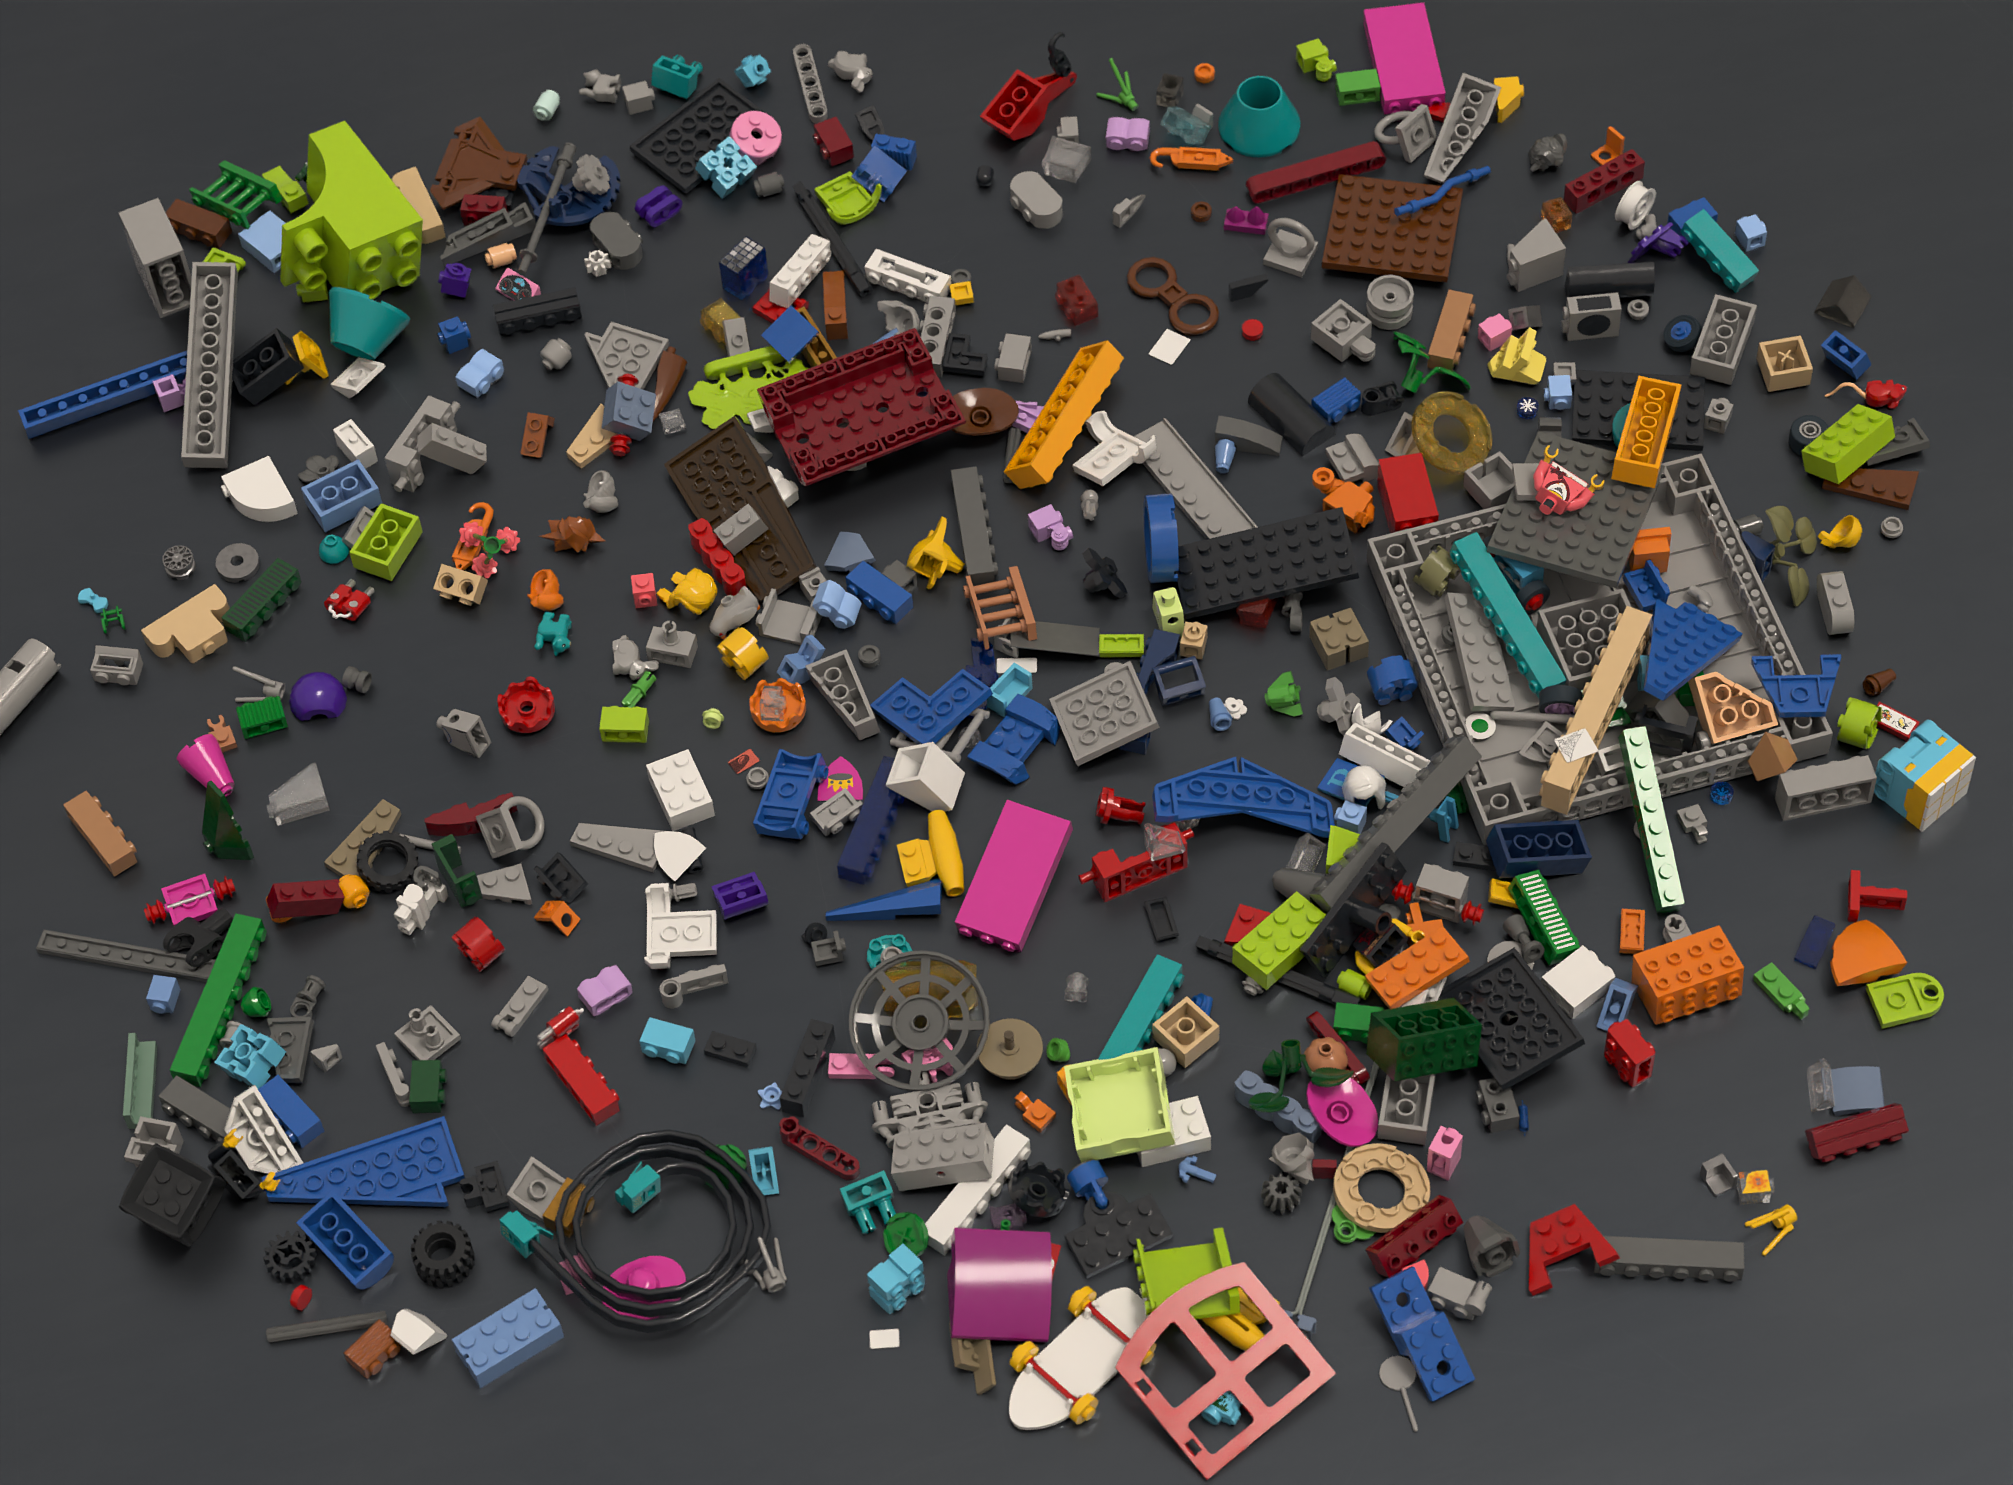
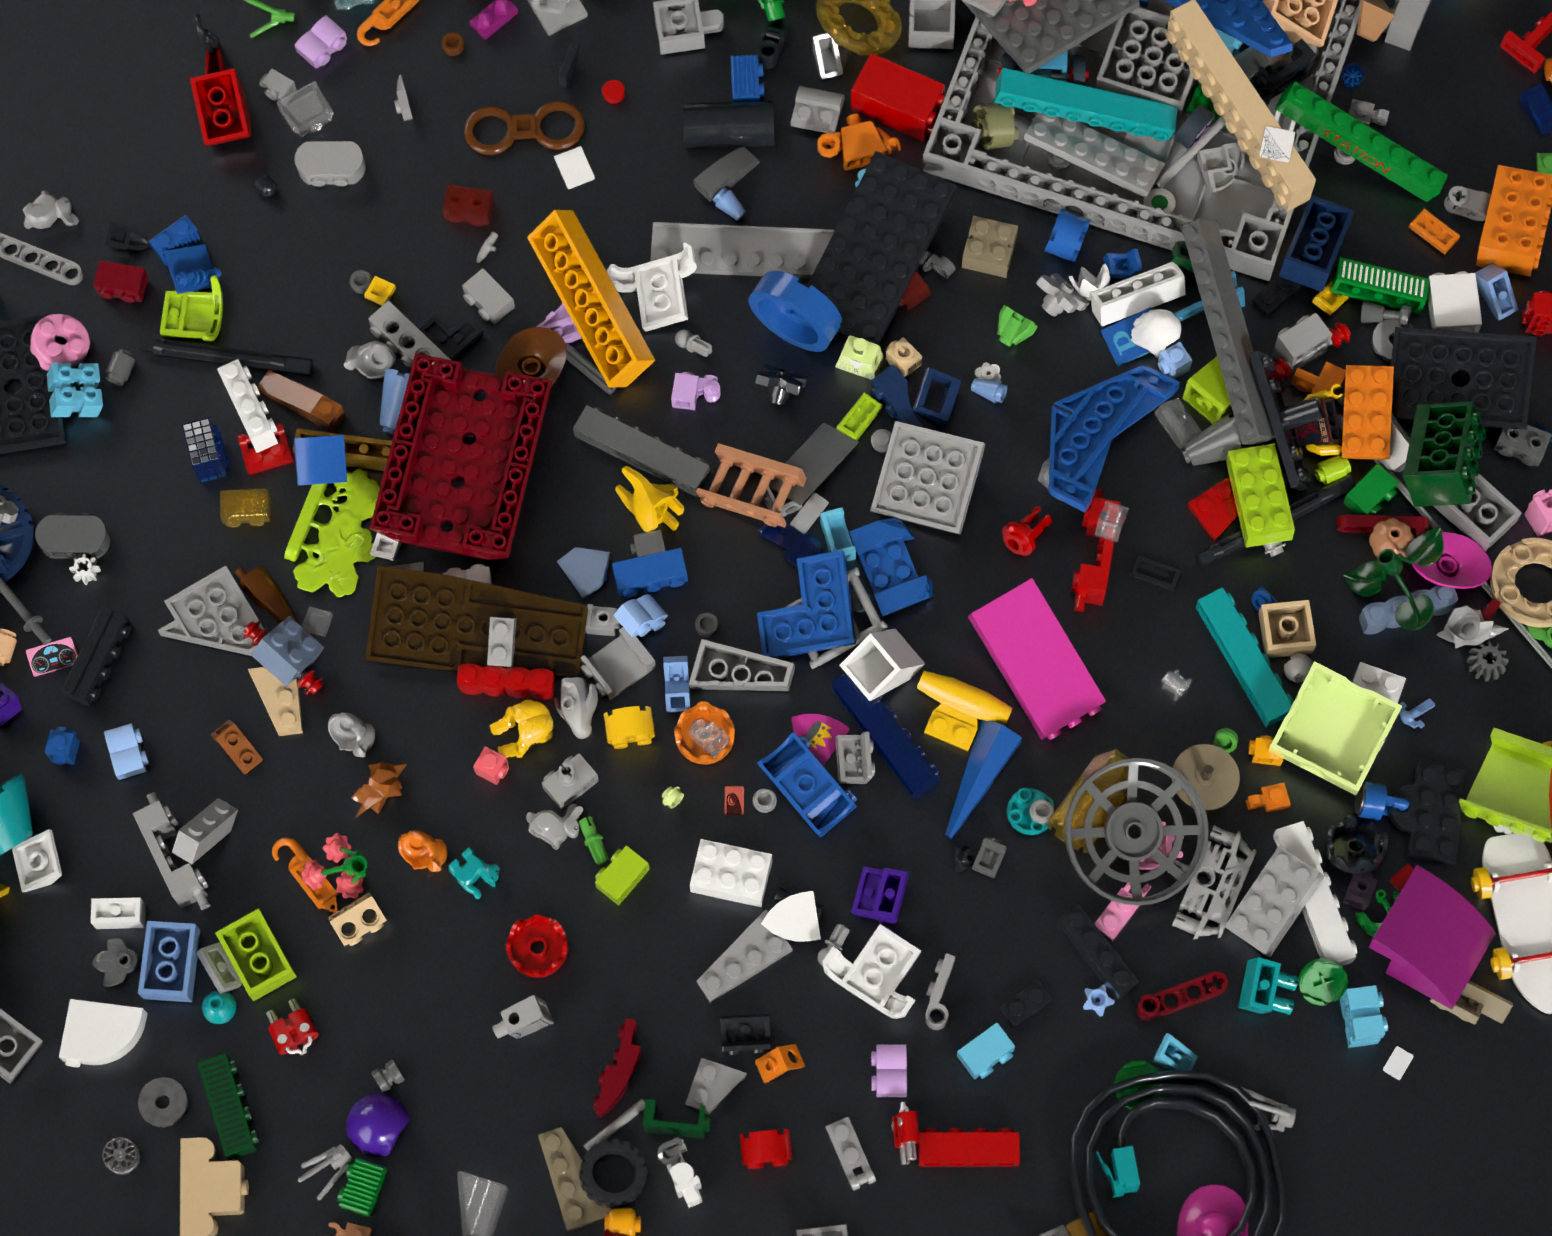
camera: 55 degrees left, 15 degrees up
(500, 829) = (665, 1053): light grey tile -> none
(555, 354) = (160, 672): light grey head -> none
(658, 206) = (53, 468): dark purple brick -> none
(735, 336) = (278, 508): light grey plate -> none
(906, 276) = (326, 323): white brick -> none

